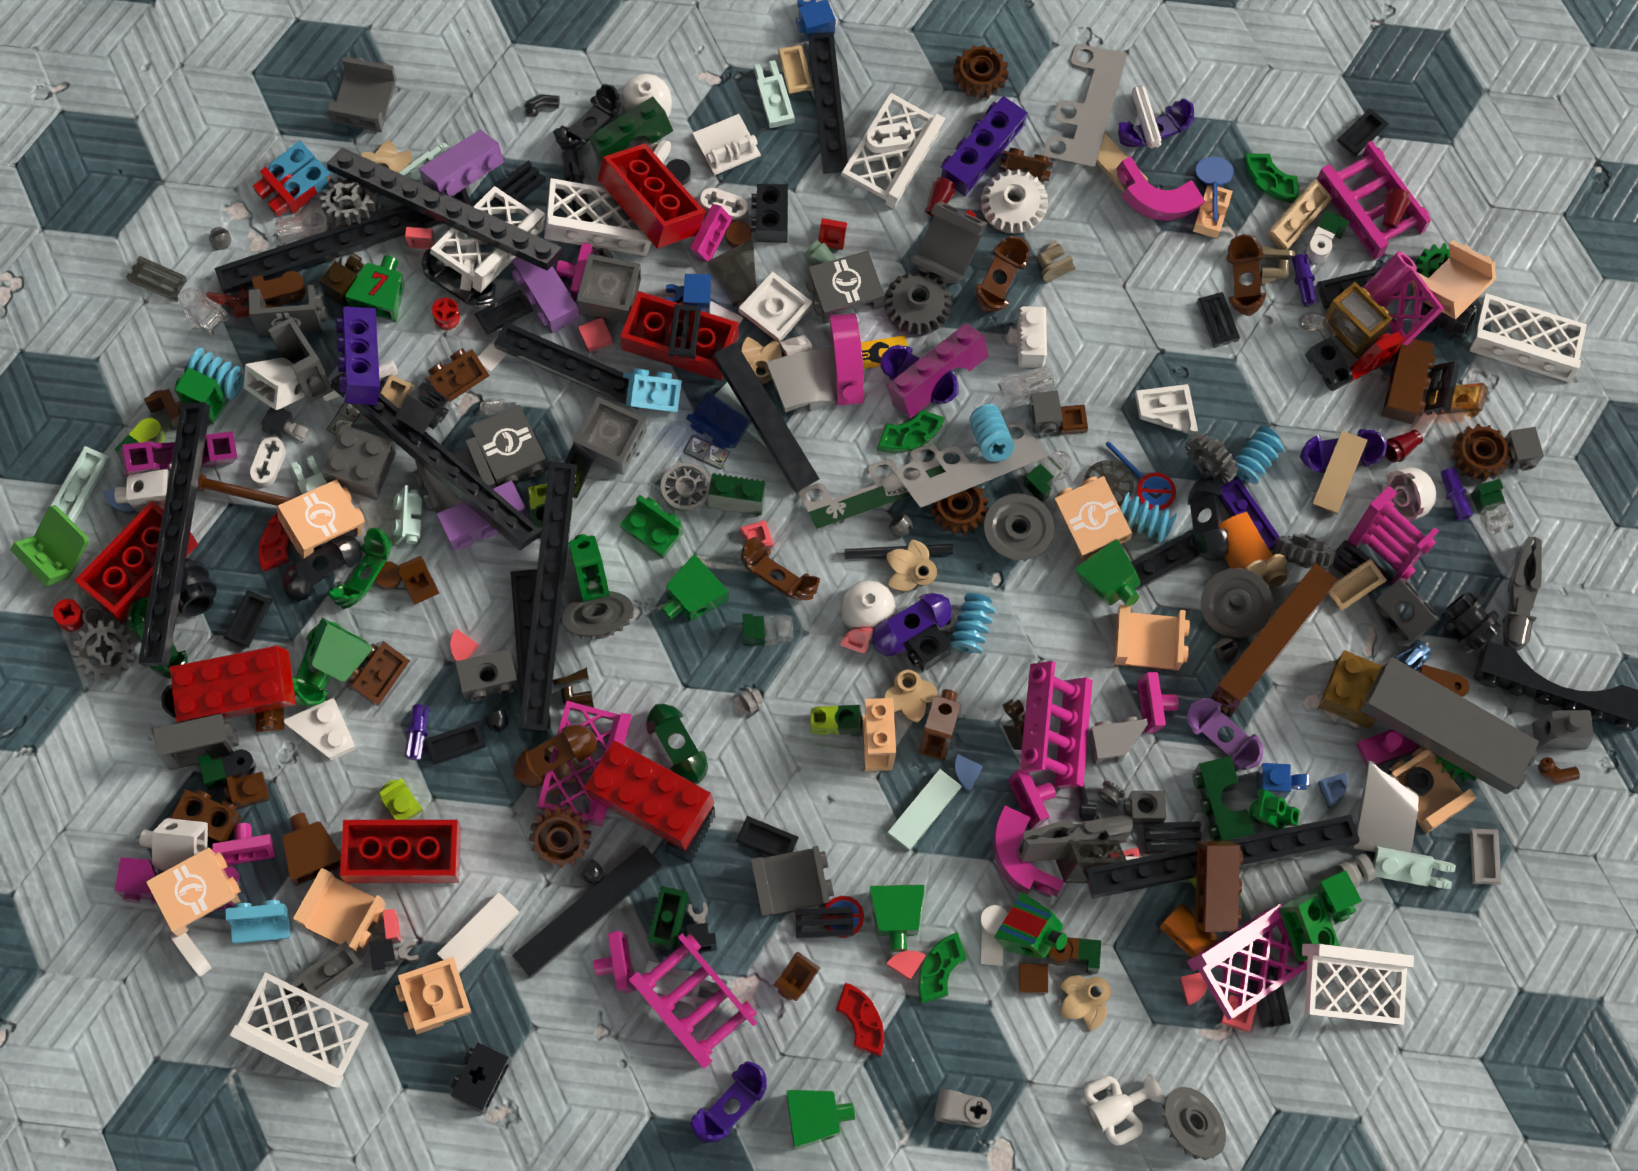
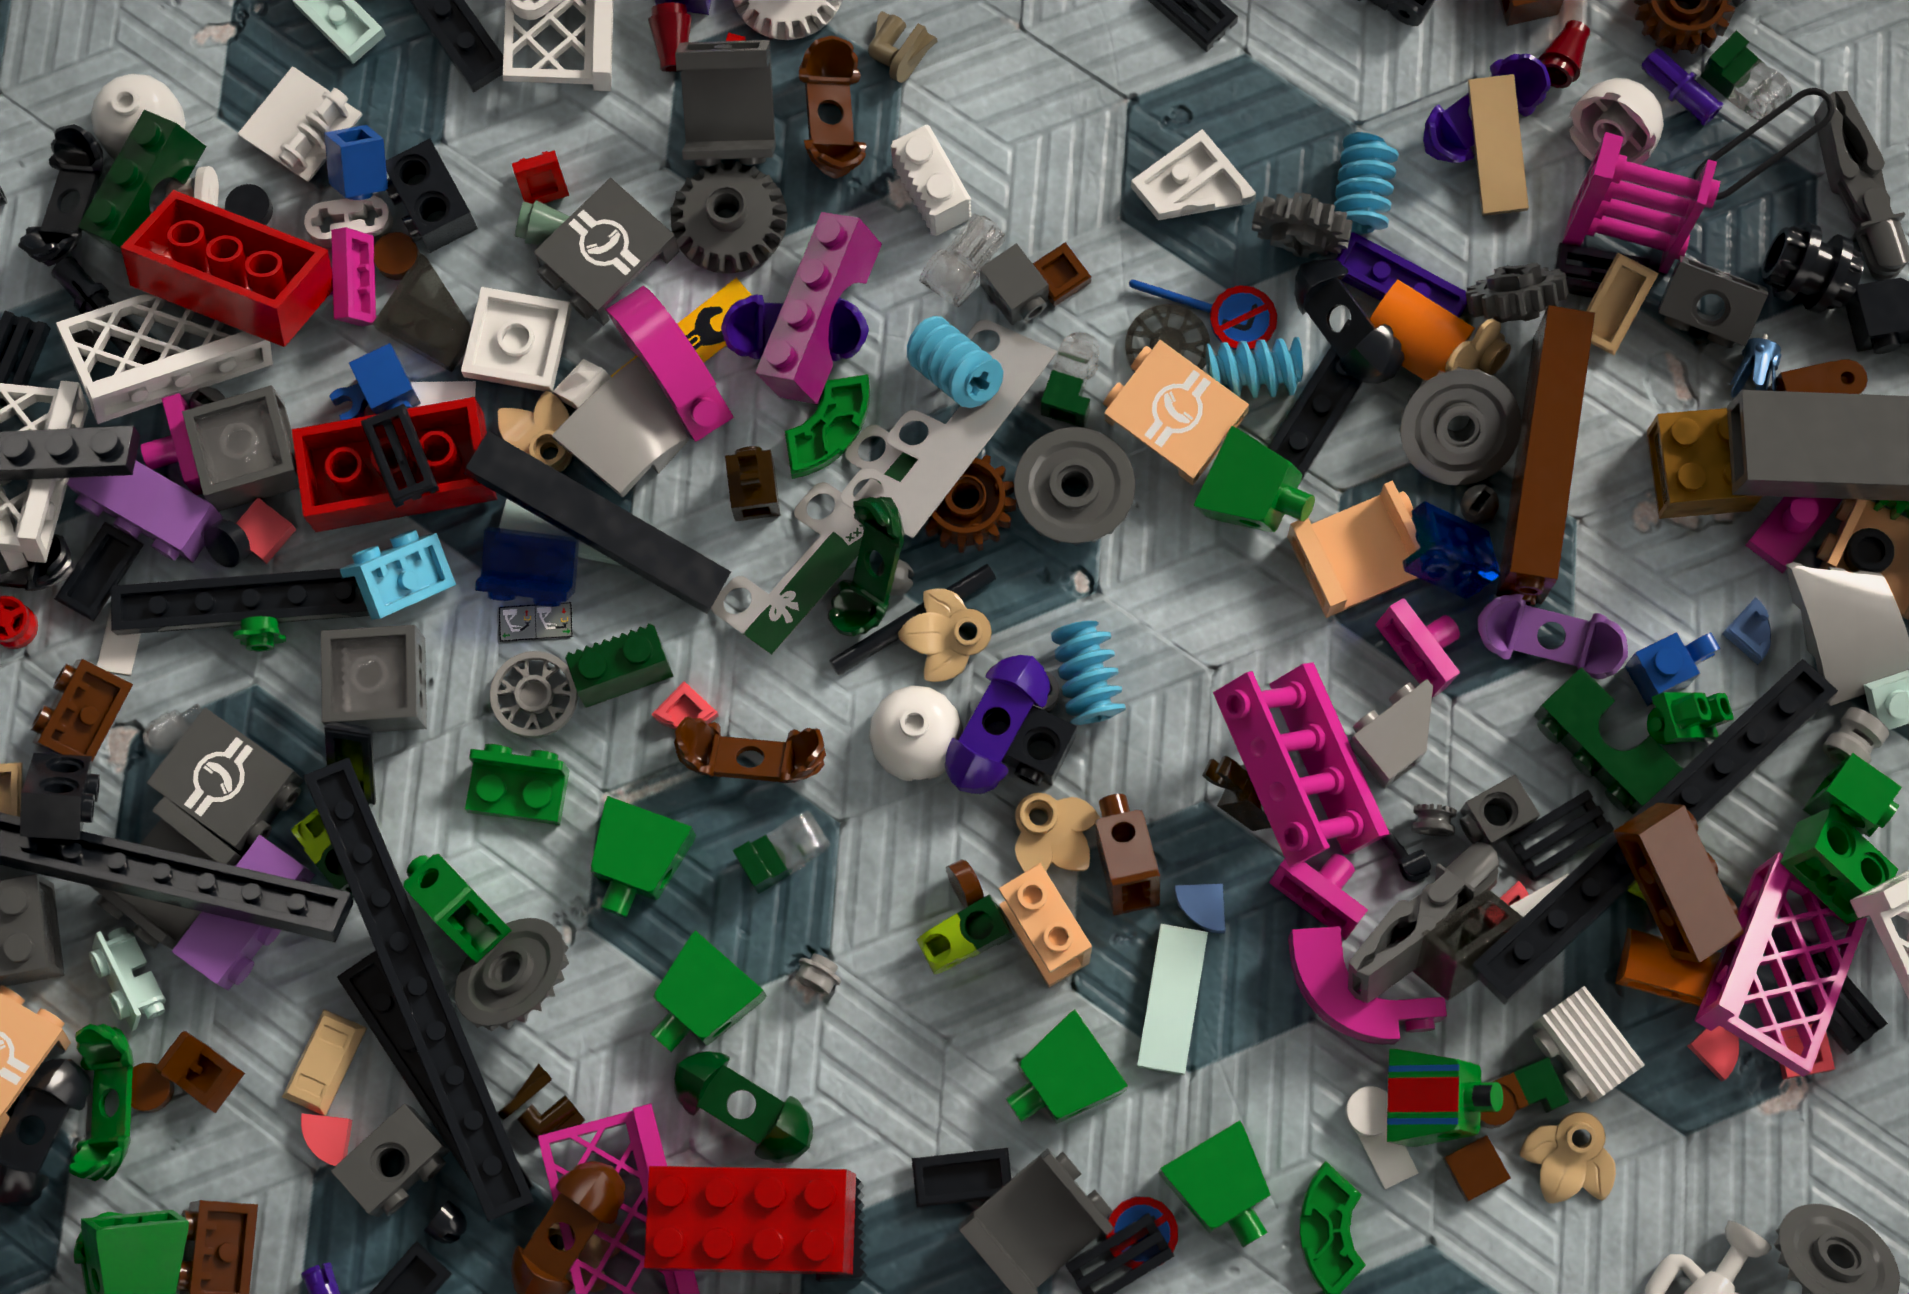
camera: 20 degrees left, 5 degrees up
(480, 610) = (324, 1062): none -> tan tile
(566, 383) = (259, 633): none -> green plate
(574, 331) = (227, 543): none -> black tile
(687, 678) = (703, 995): none -> green torso
(743, 176) = (356, 162): none -> blue brick
(848, 816) = (1066, 1074): none -> green torso
(851, 693) = (964, 882): none -> reddish brown tile
(854, 440) = (752, 484): none -> dark brown brick
(857, 639) = (926, 791): coral tile -> none
(879, 528) = (865, 599): none -> dark green piece
(906, 963) = (1276, 1251): coral tile -> none
(1125, 947) = (1586, 1046): none -> white brick
(1195, 663) = (1451, 552): none -> clear blue bracket
(1485, 554) = (1809, 91): none -> black piece

